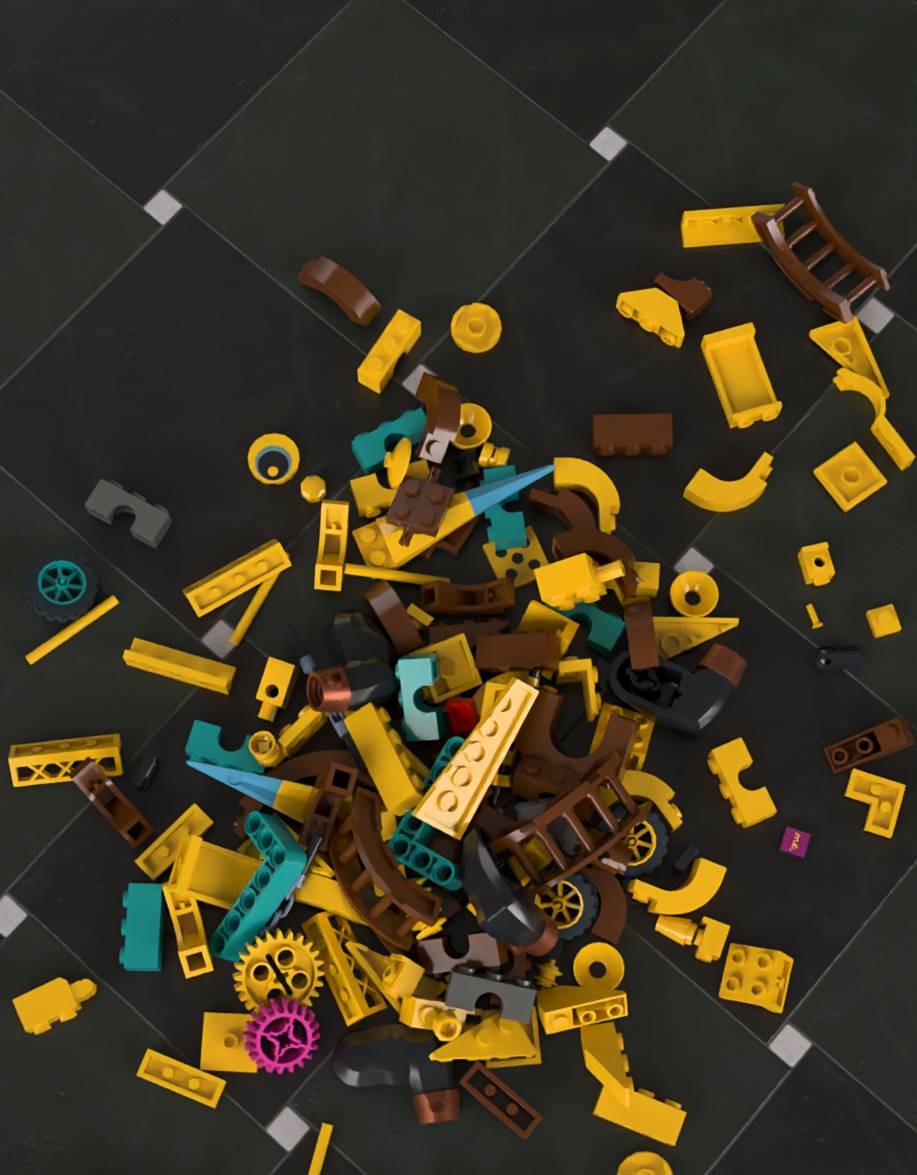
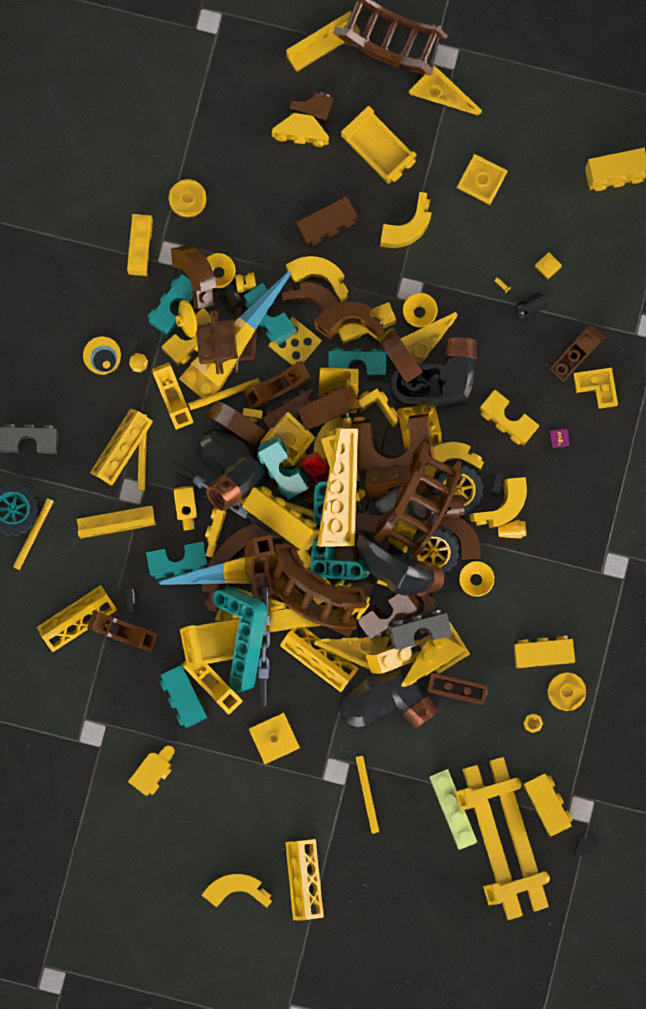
camera: 25 degrees left, 10 degrees up
(163, 851) = (172, 638): yellow plate -> none
(181, 1078) = (256, 775): yellow plate -> none
(265, 743) = (200, 545): yellow wheel -> none
(300, 960) = (273, 698): yellow gear -> none
(300, 1044) = (296, 712): dark pink gear -> none
(342, 288) = (85, 217): reddish brown arch -> none
(401, 977) = (359, 646): yellow brick -> none
(446, 1026) = (403, 662): yellow tile -> none
(547, 975) = (447, 599): yellow wheel -> none
(574, 1006) = (474, 609): yellow slope -> none
(575, 581) = (342, 343): yellow brick -> none
(604, 1059) = (507, 632): yellow slope -> none
(710, 939) = (537, 526): yellow brick -> none
(756, 976) = (575, 534): yellow bracket -> none
(811, 572) = (480, 249): yellow brick -> none
(881, 428) = (485, 135): yellow piece -> none

